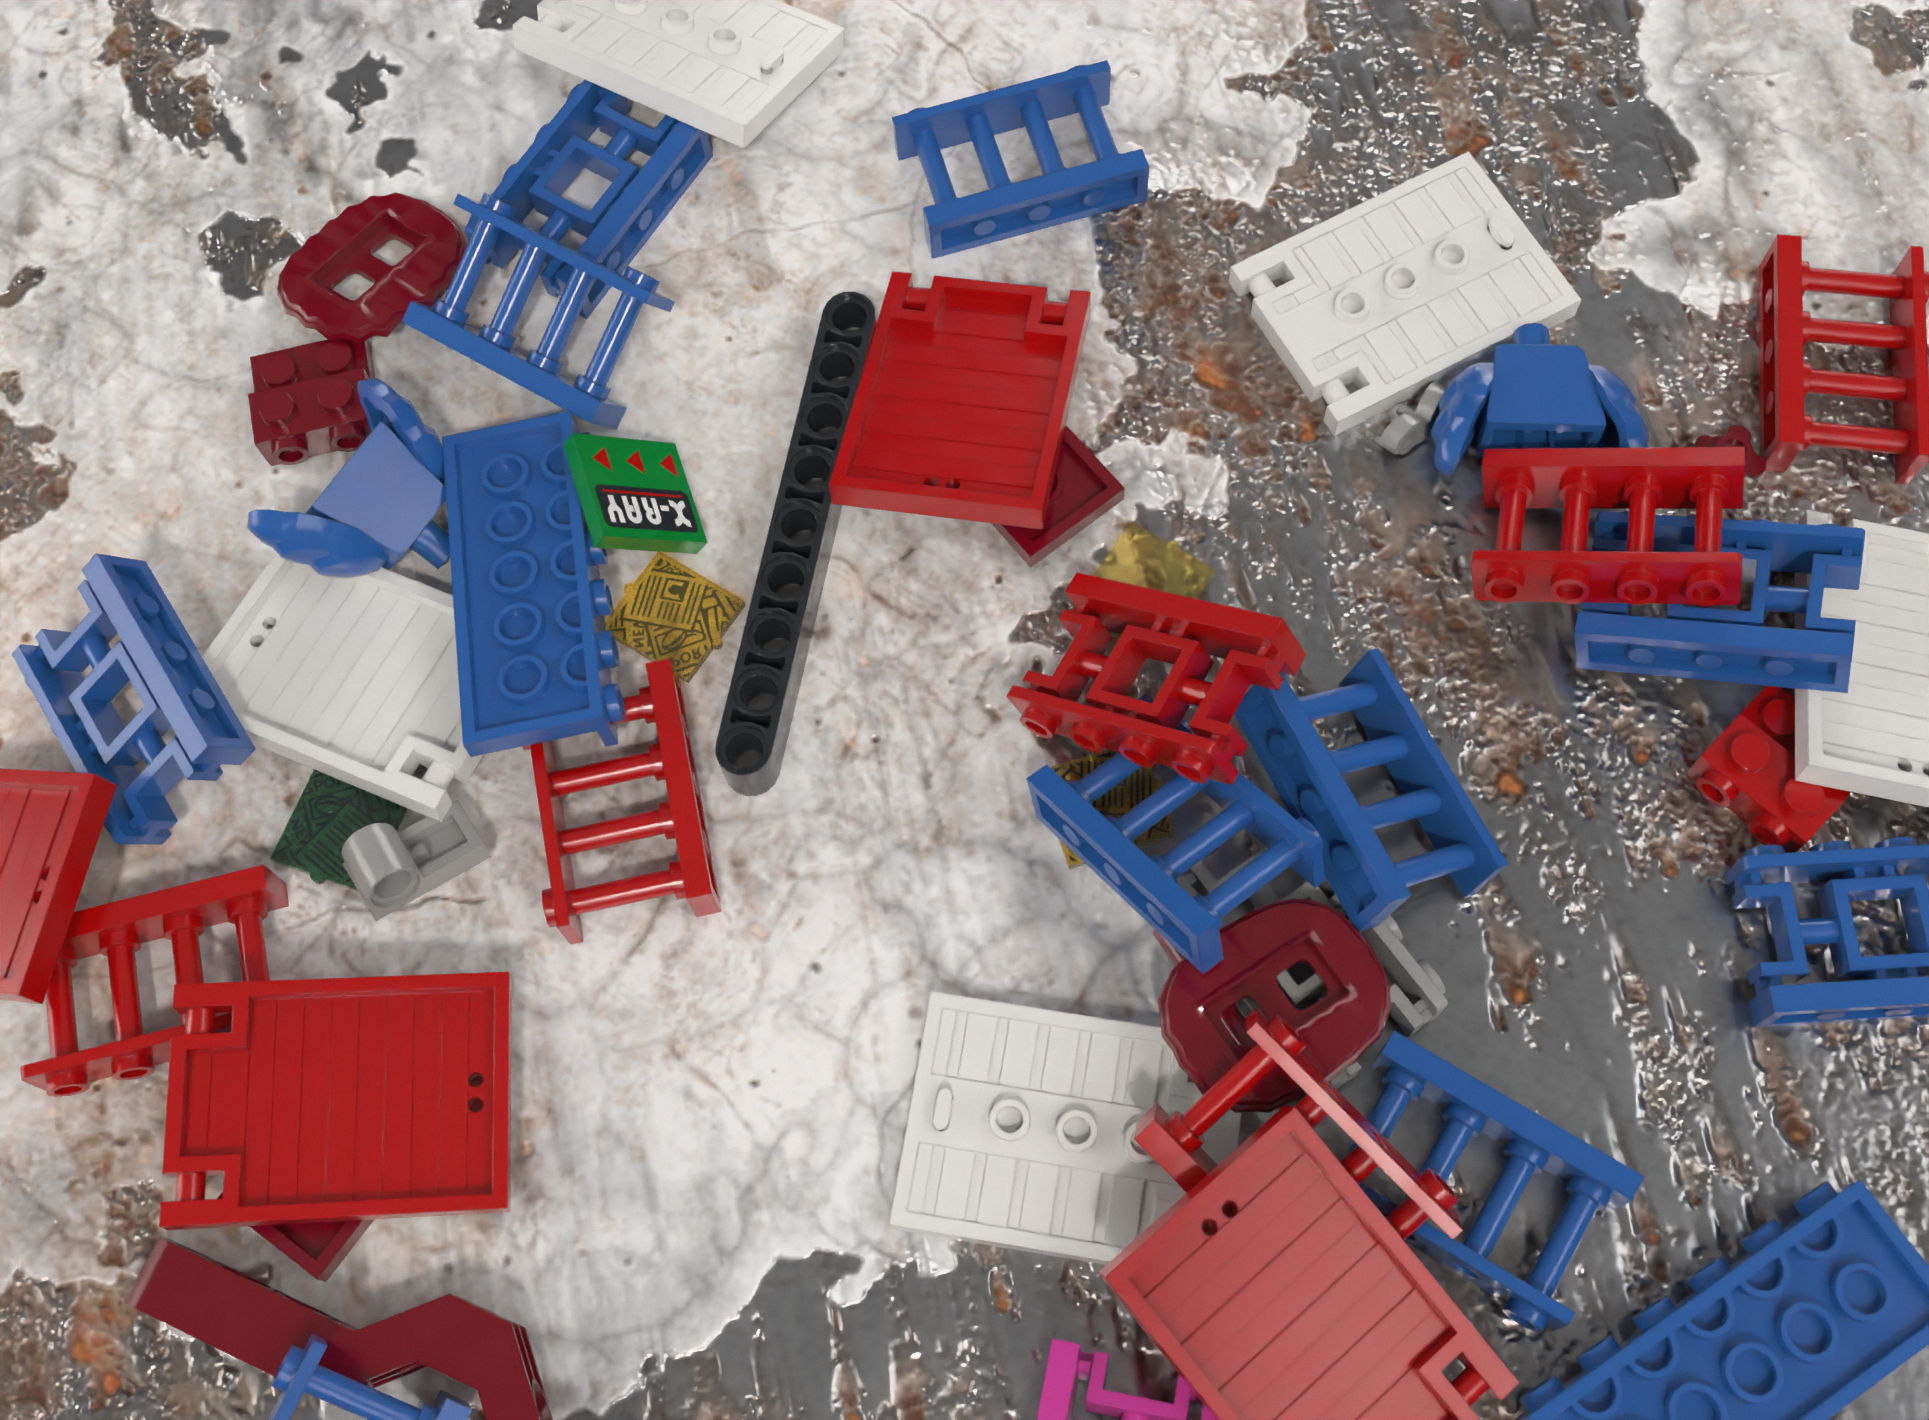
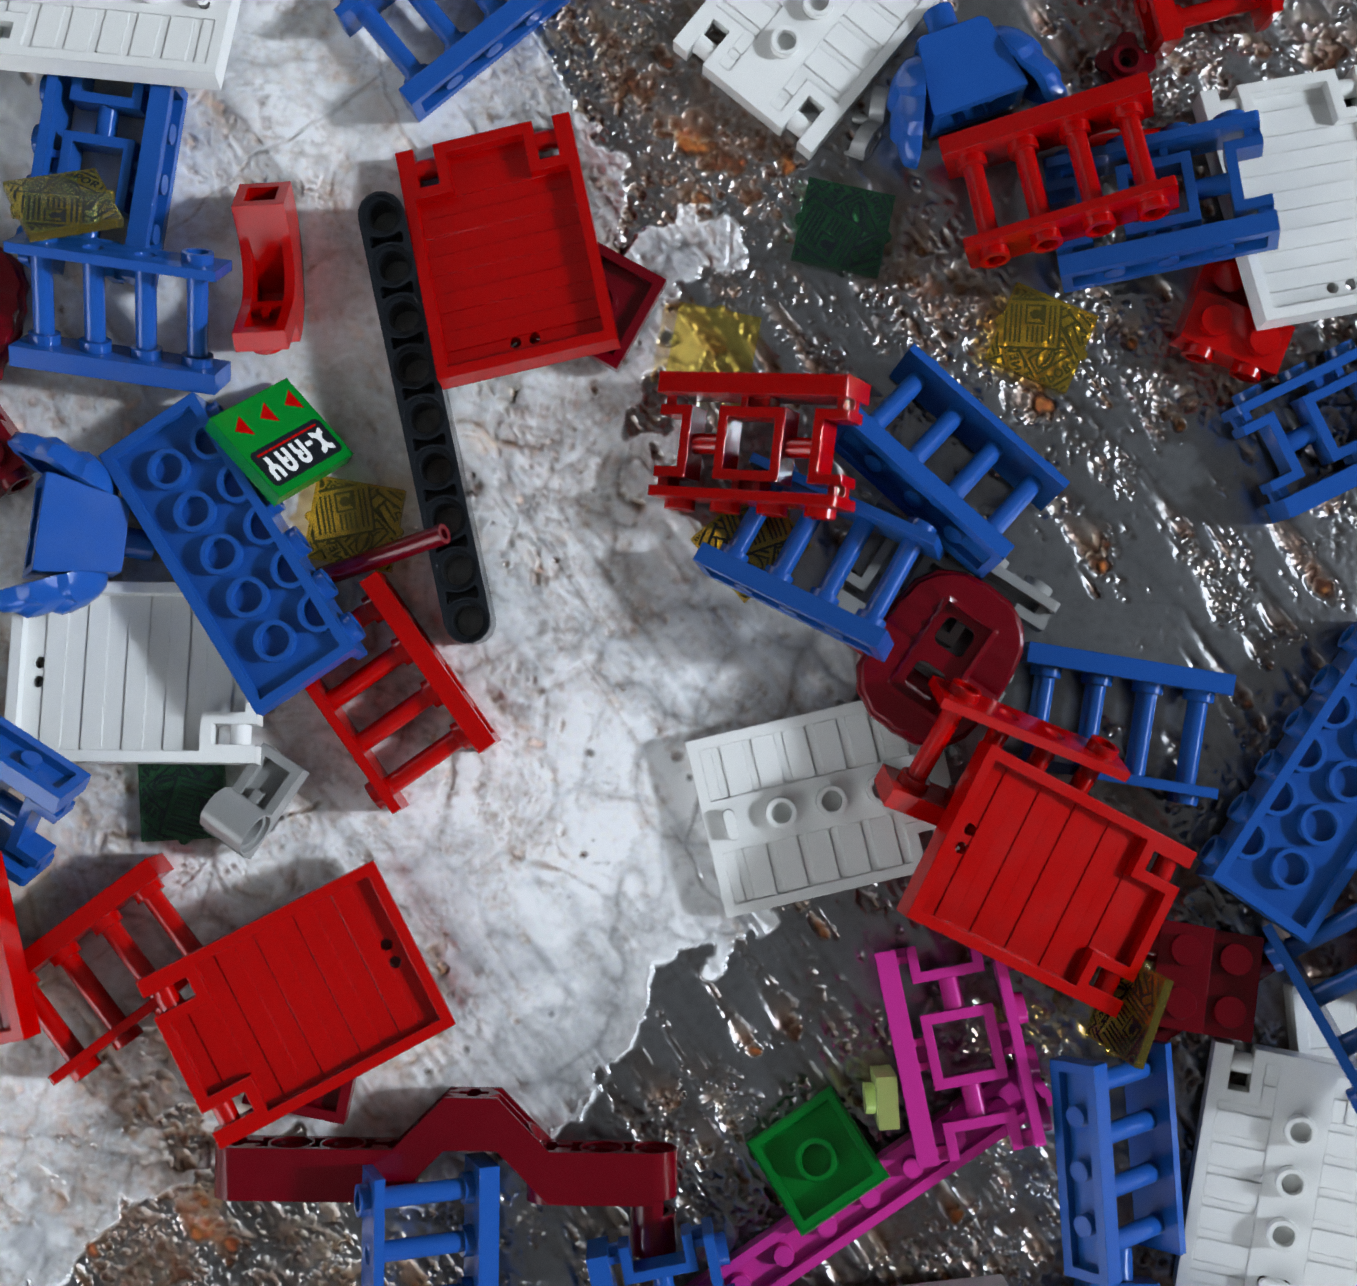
camera: 30 degrees left, 20 degrees up
(534, 190) = (62, 204): none -> clear yellow piece
(693, 647) = (388, 553): none -> dark red piece
(714, 329) = (271, 267): none -> red arch
(1344, 514) = (843, 228): none -> clear green piece
(1532, 709) = (1040, 338): none -> clear yellow piece

